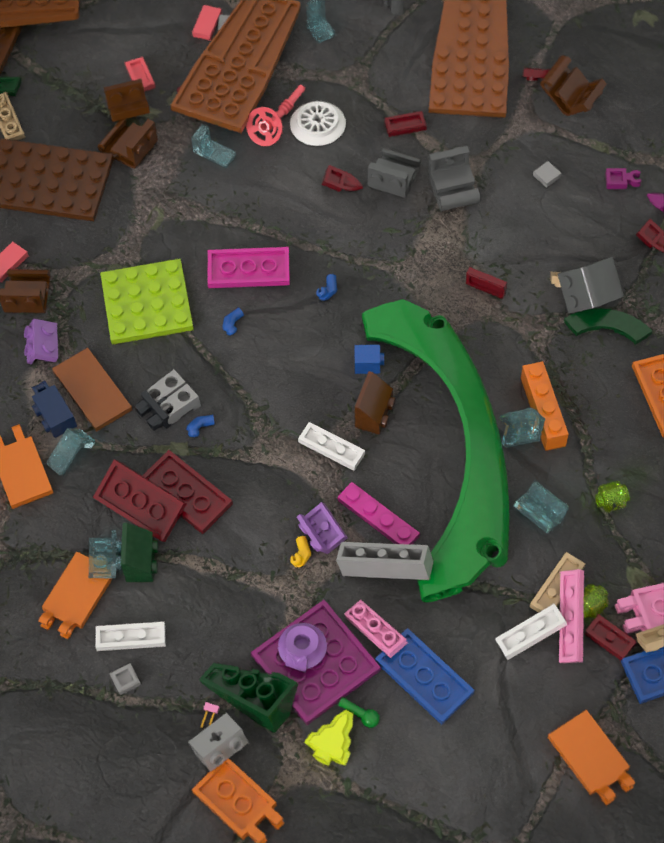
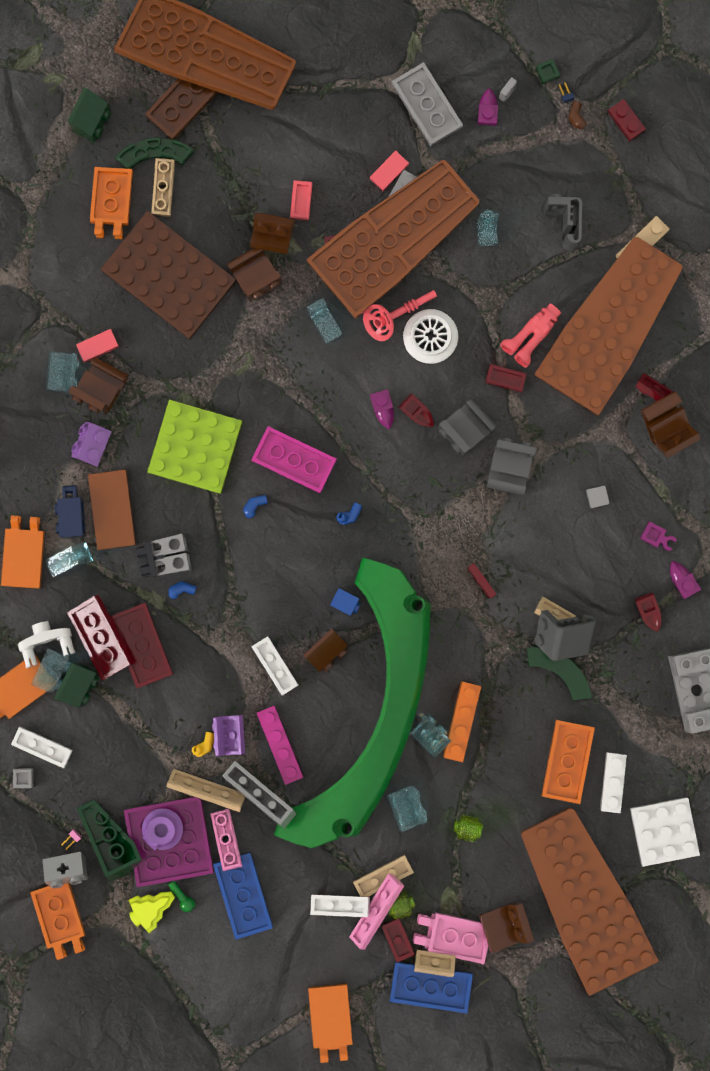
camera: 30 degrees right, 25 degrees up
(78, 529) = (42, 635): none -> white connector
(307, 193) = (383, 408): none -> magenta plate
(327, 591) = (205, 790): none -> tan tile
(409, 71) = (540, 326): none -> coral piece

